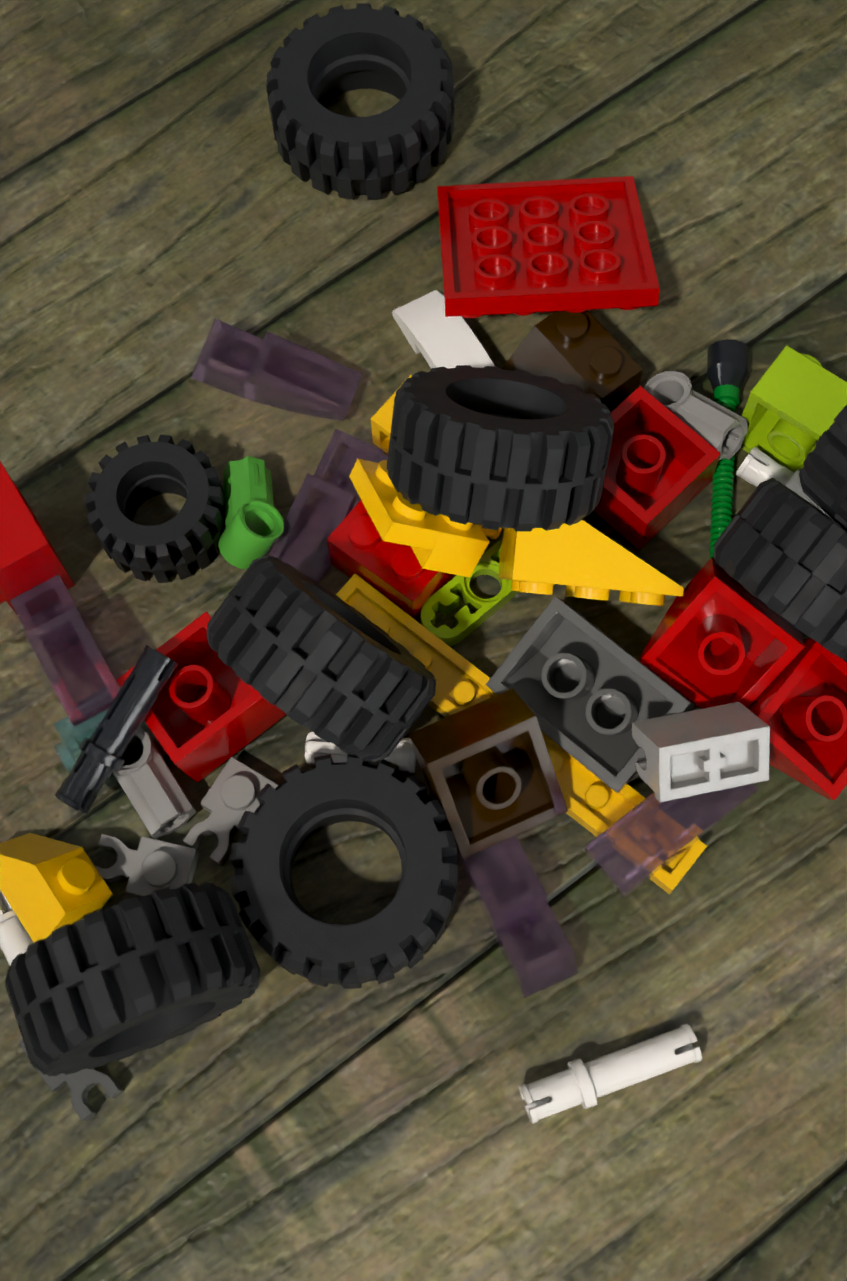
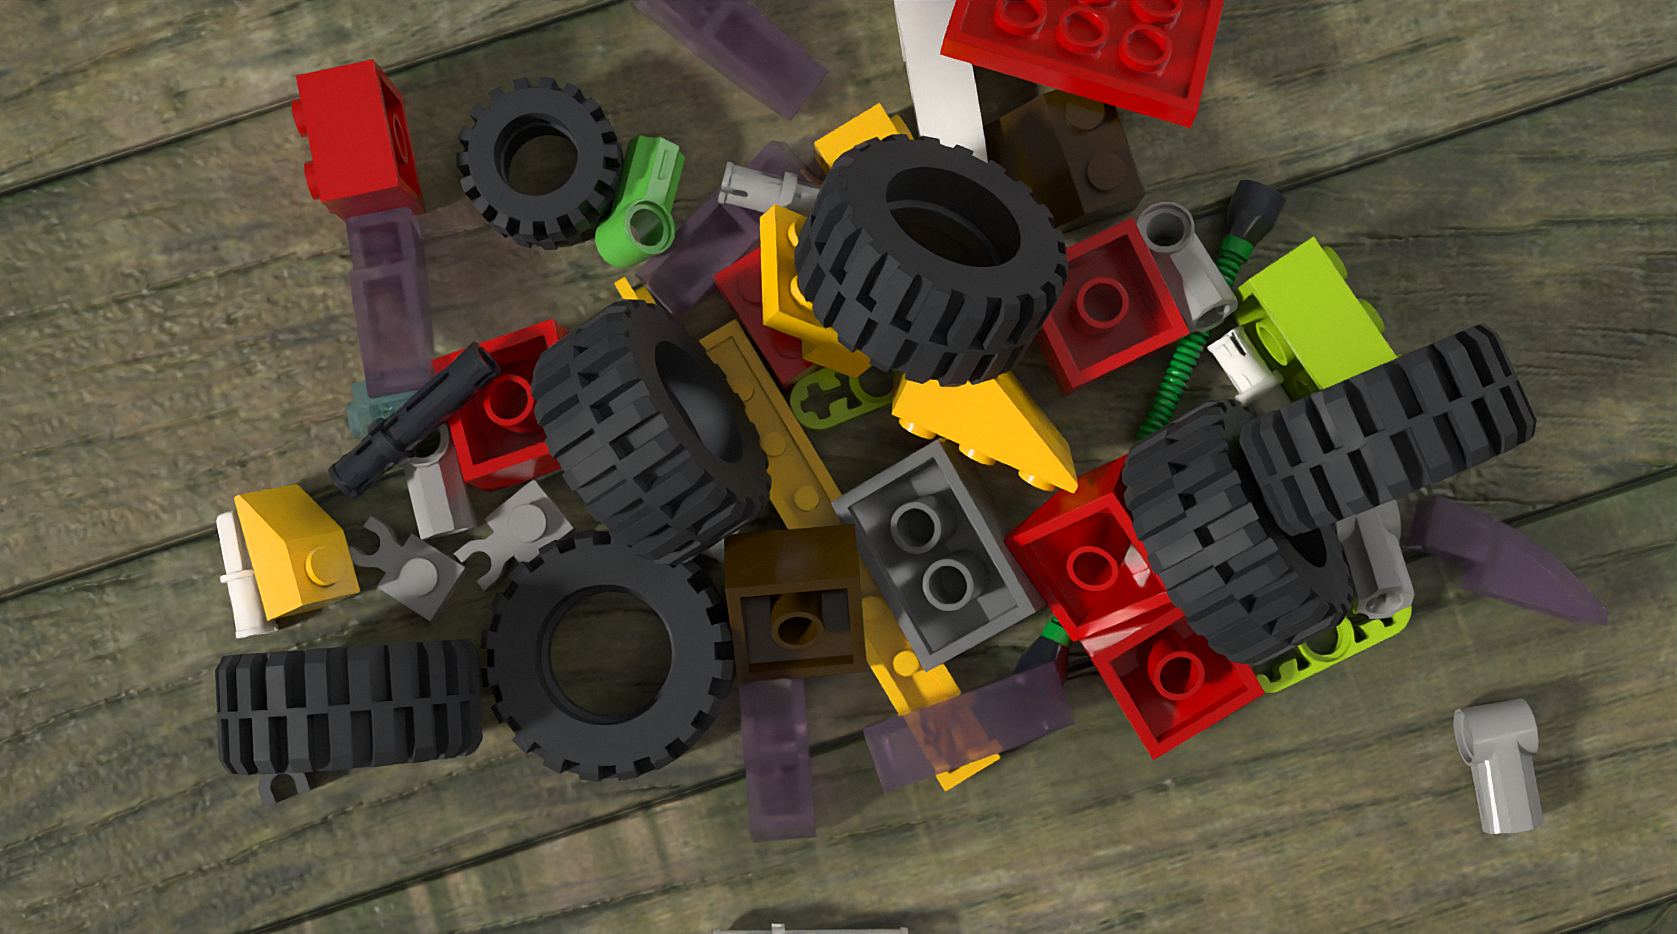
camera: 15 degrees right, 15 degrees up
(342, 459) = (762, 190): none -> light grey pin
(702, 751) = (1026, 668): light grey hinge -> none

